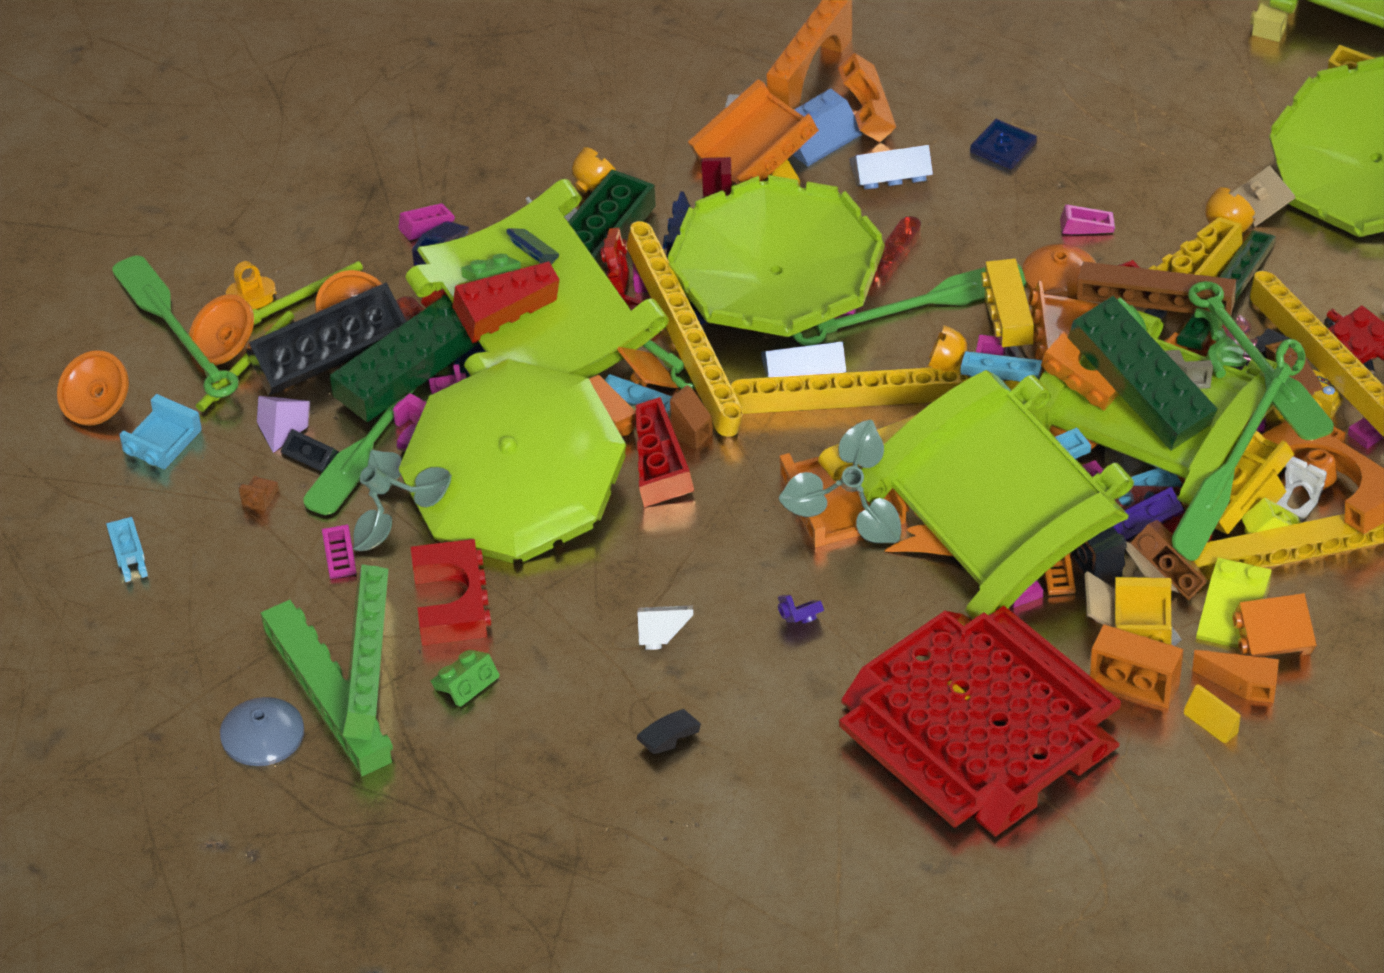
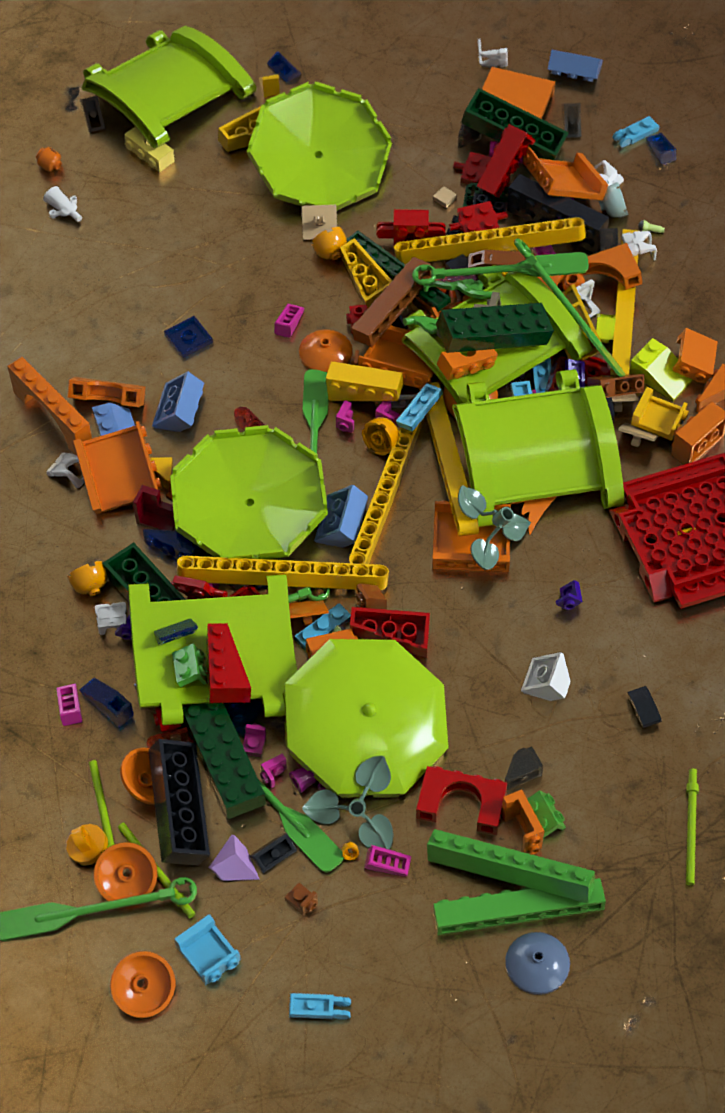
camera: 70 degrees left, 10 degrees up
(338, 514) = (350, 856): none -> light orange hinge
(434, 653) = (518, 807): none -> orange panel
(519, 635) = (523, 768): none -> clear smoke slope
(568, 815) = (692, 790): none -> lime bar
(961, 314) = (343, 418): none -> dark pink bracket
(1303, 274) = (410, 226): none -> red brick

